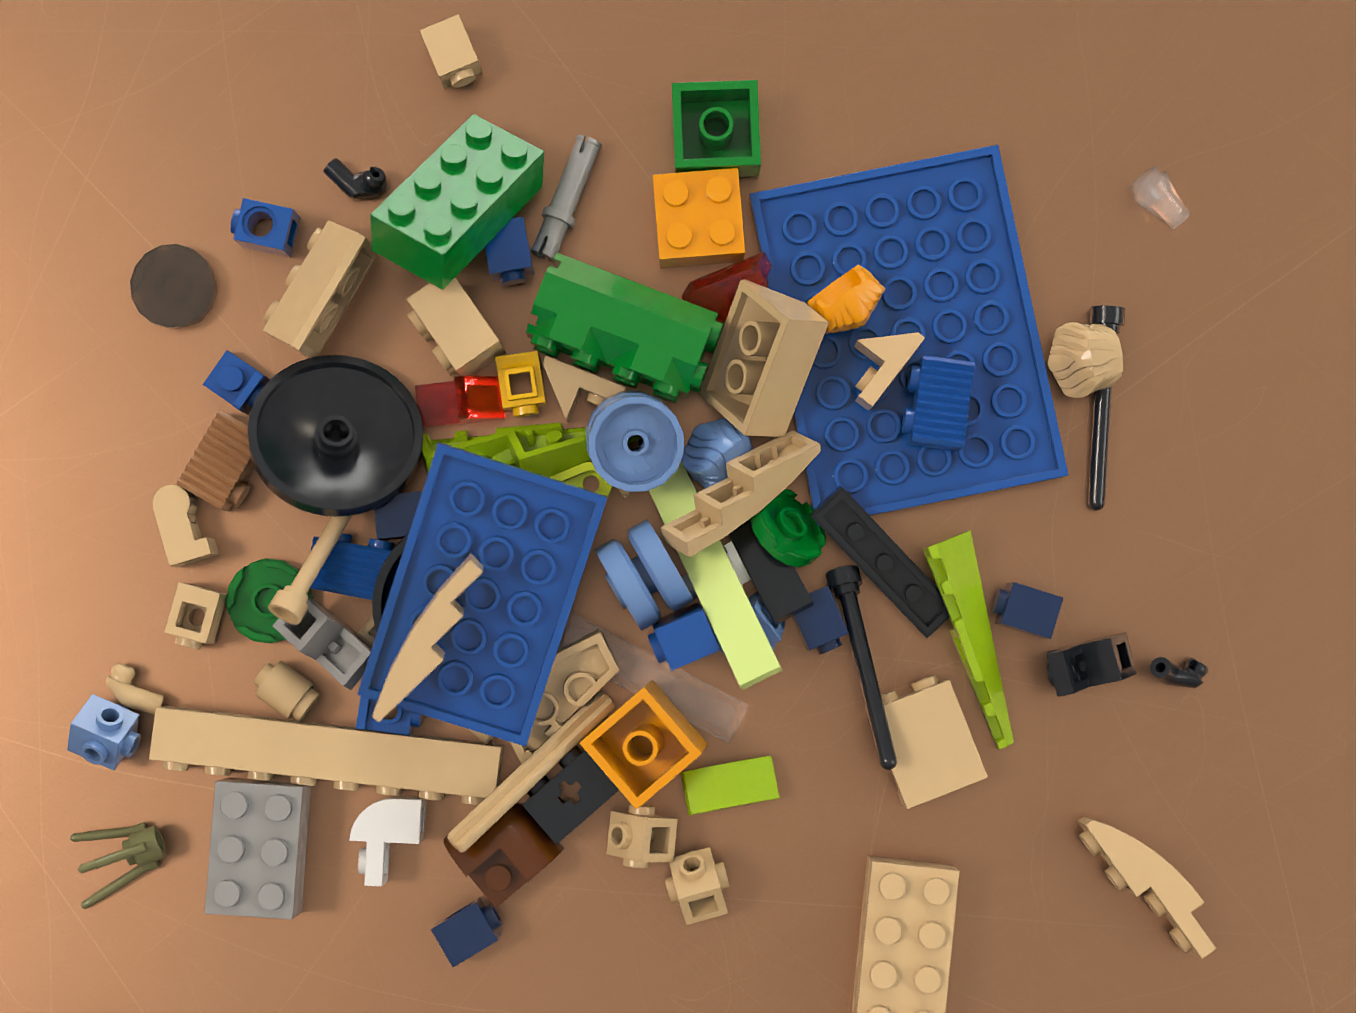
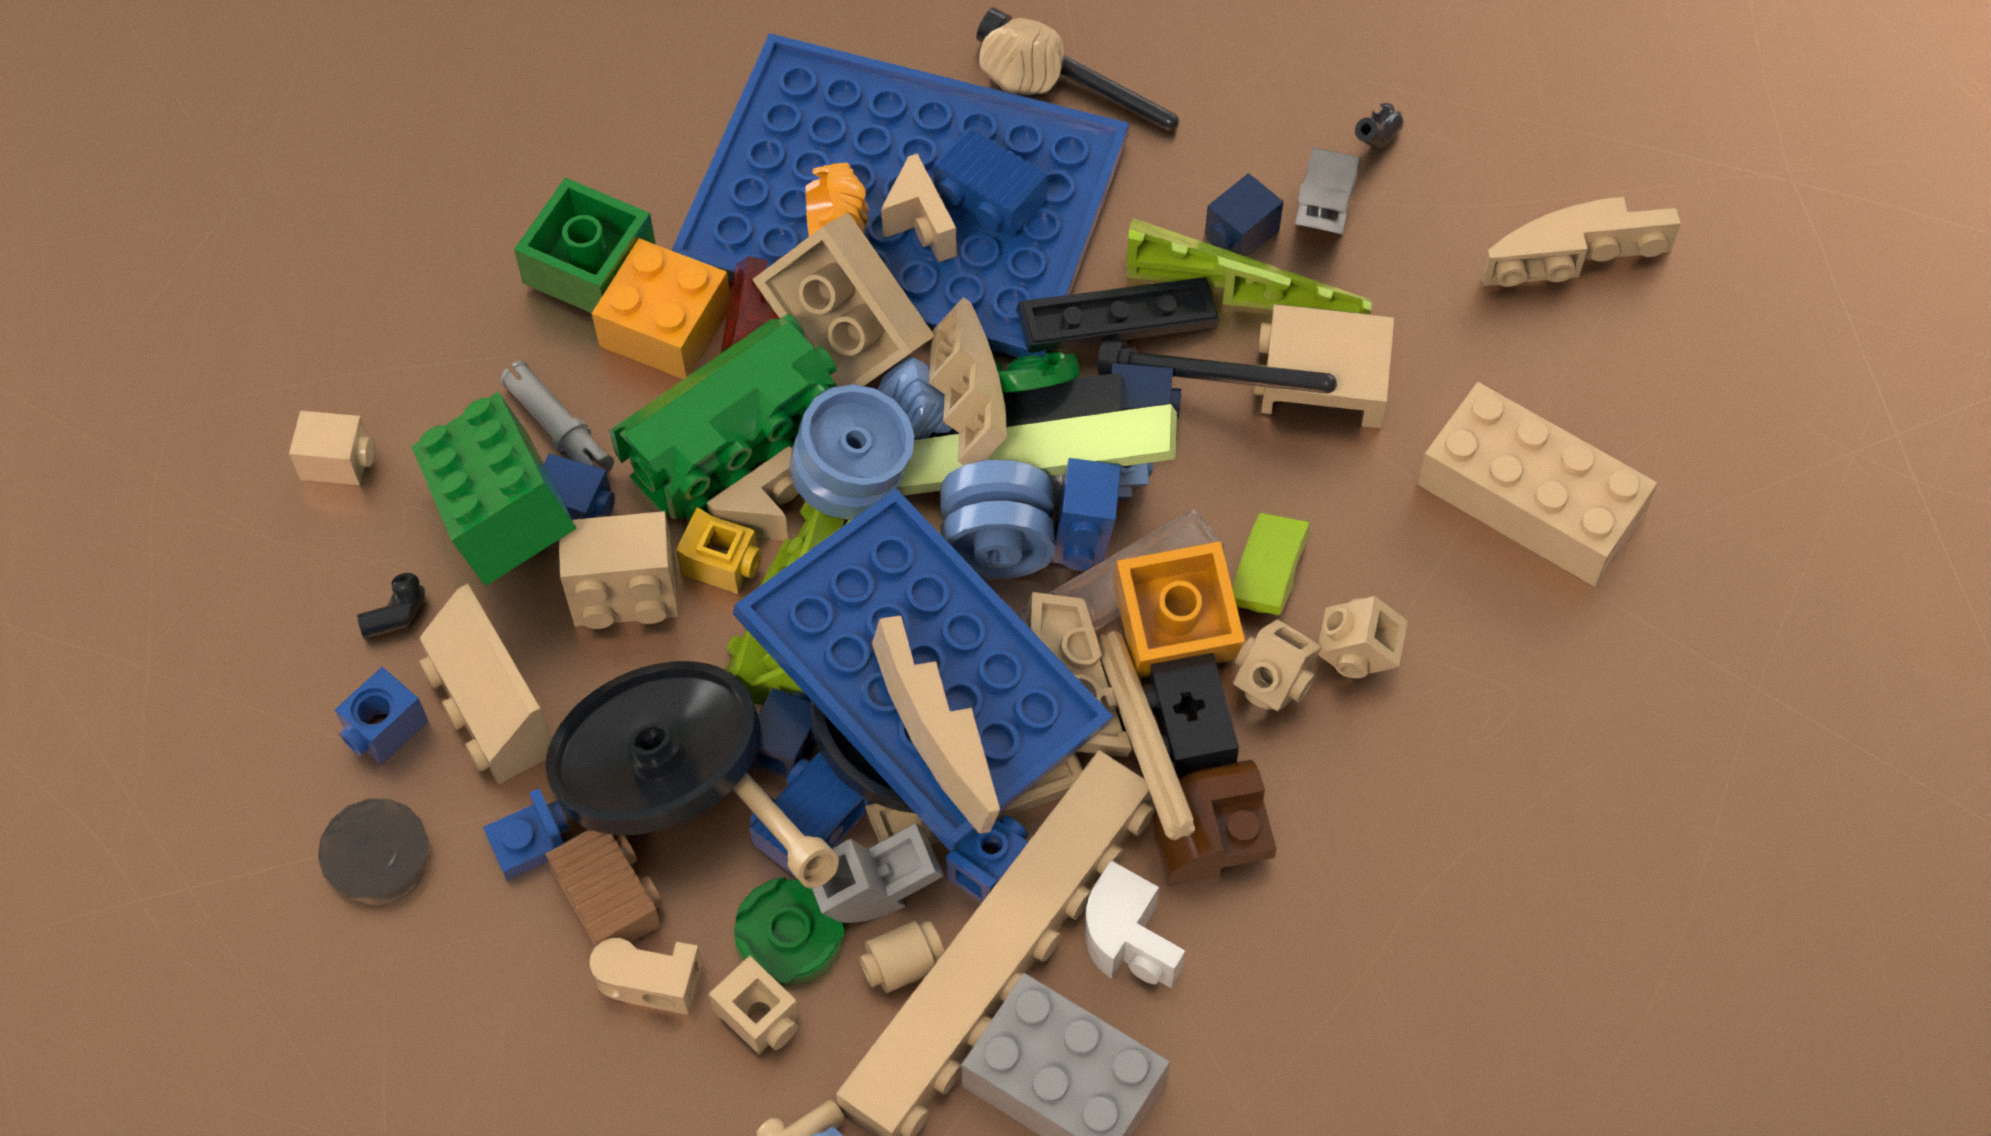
camera: 60 degrees left, 25 degrees down
(460, 401) = (699, 622): clear red slope -> none
(468, 931) = (1287, 900): dark blue brick -> none

